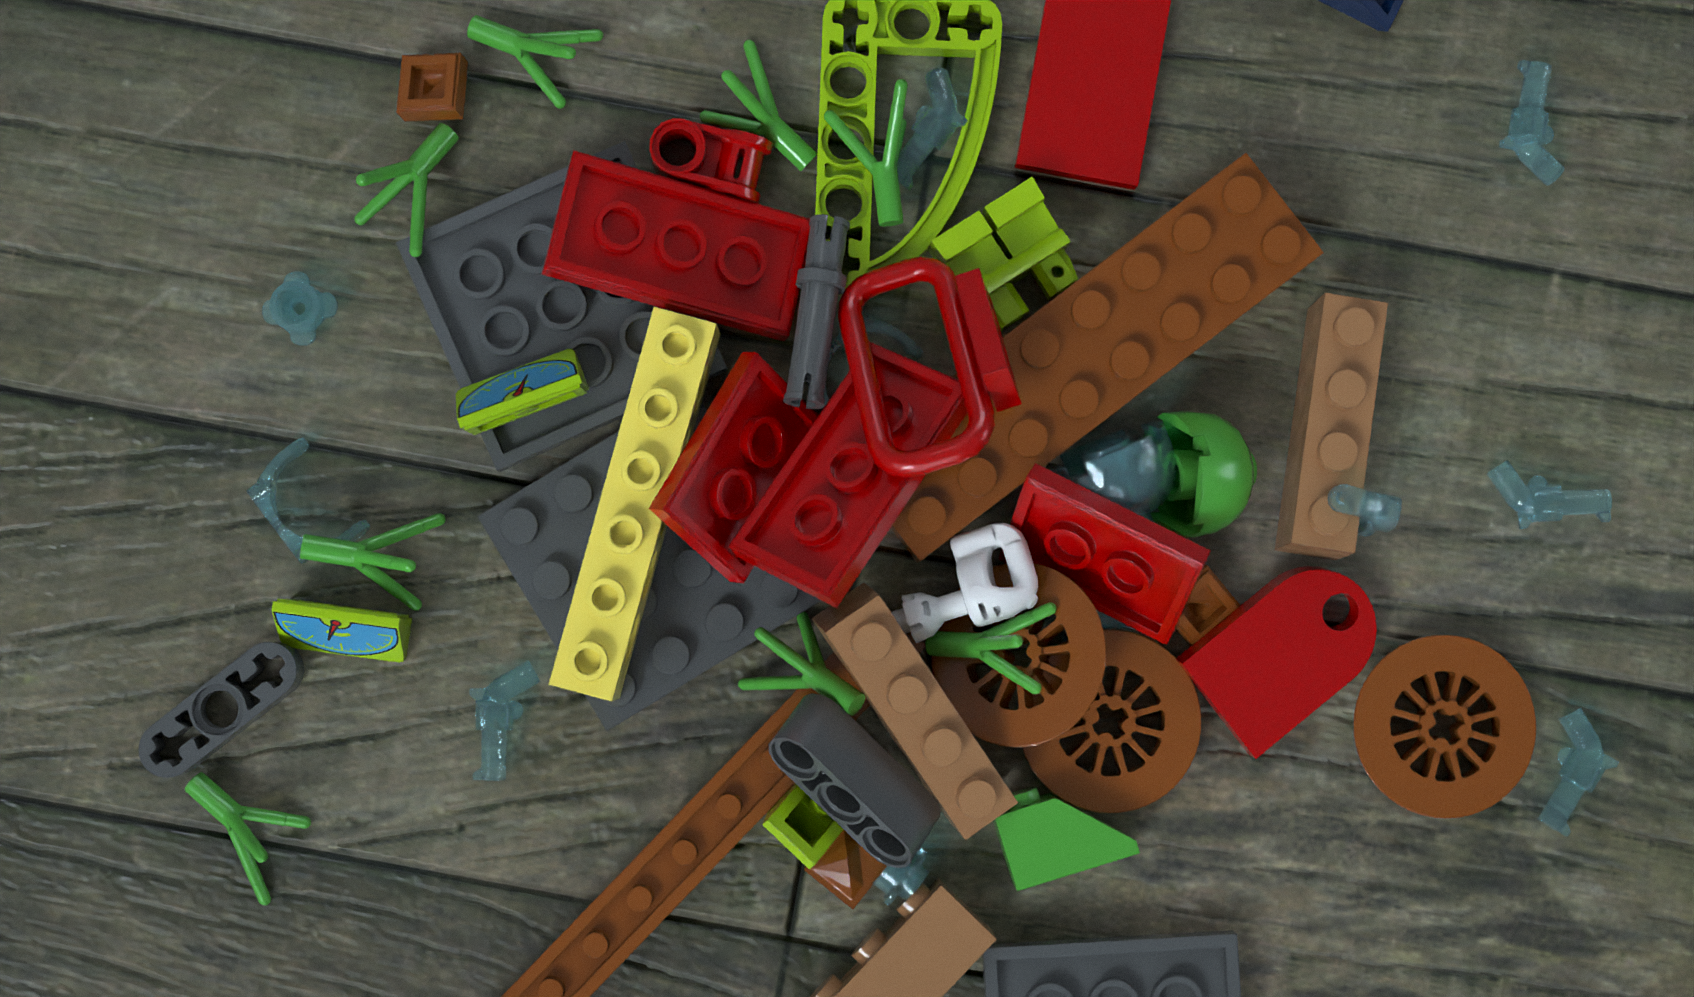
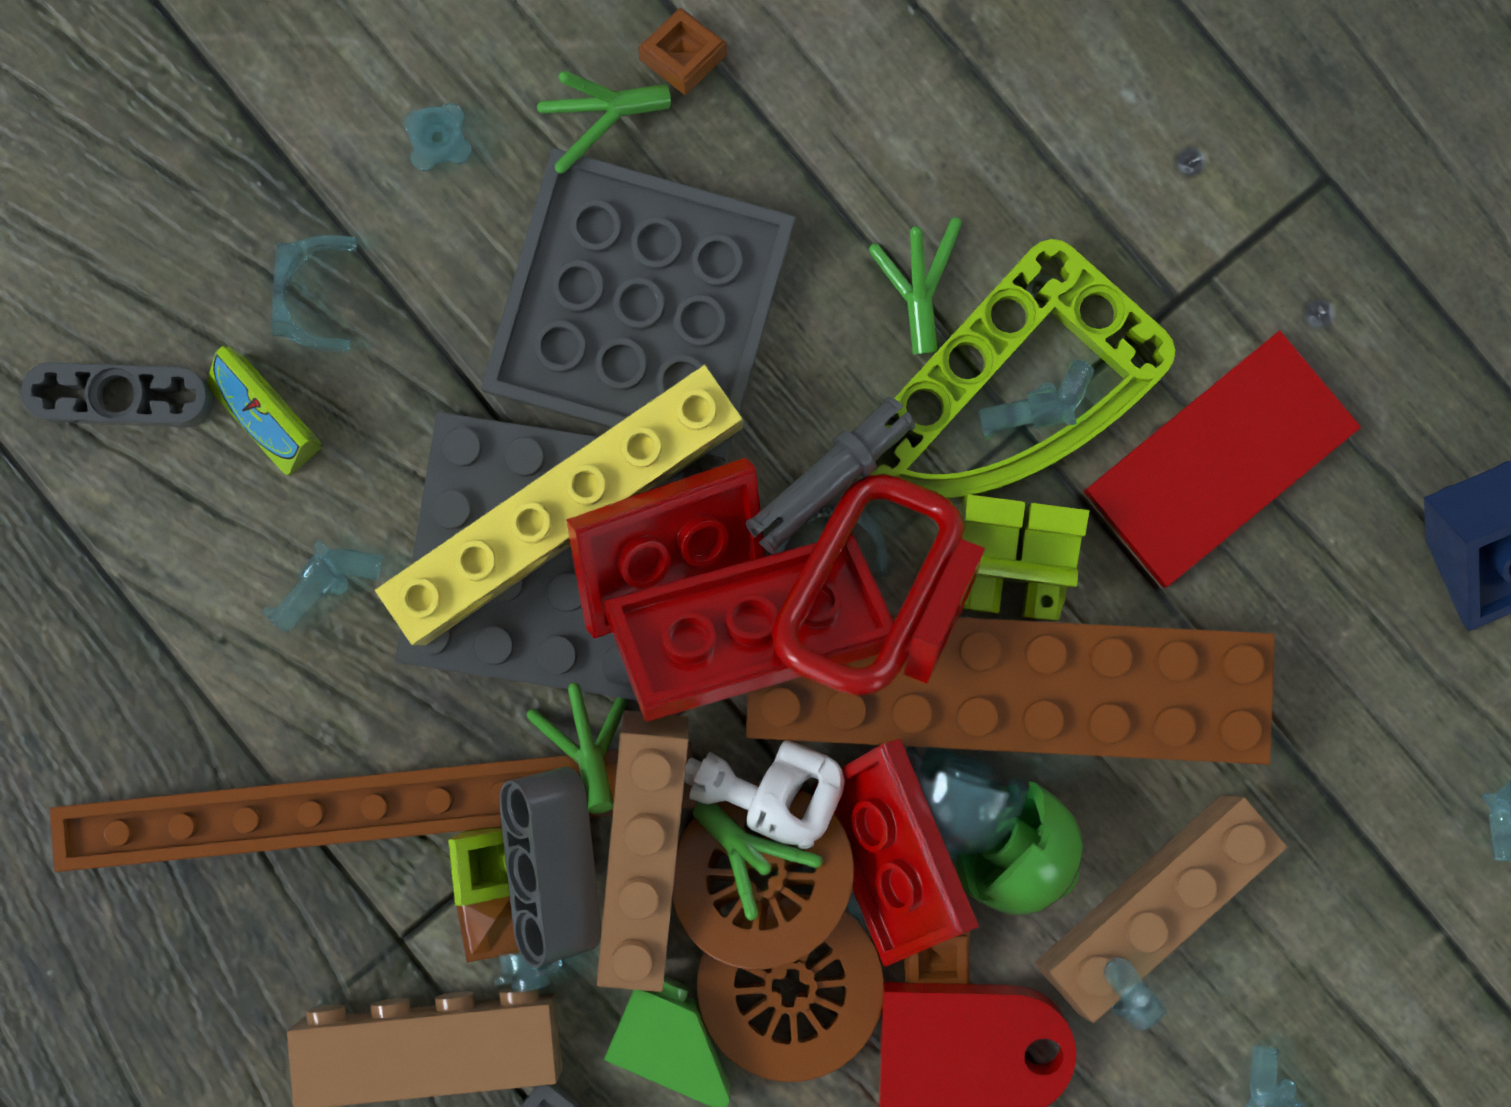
camera: 45 degrees right, 0 degrees up
(232, 816) = (57, 483): bright green plant -> none
(365, 560) = (320, 366): bright green plant -> none
(520, 44) = (779, 75): bright green plant -> none
(520, 392) = (548, 343): lime slope -> none
(677, 246) = (766, 333): red tile -> none
(714, 158) = (851, 290): red piece -> none
(884, 172) = (976, 409): bright green plant -> none

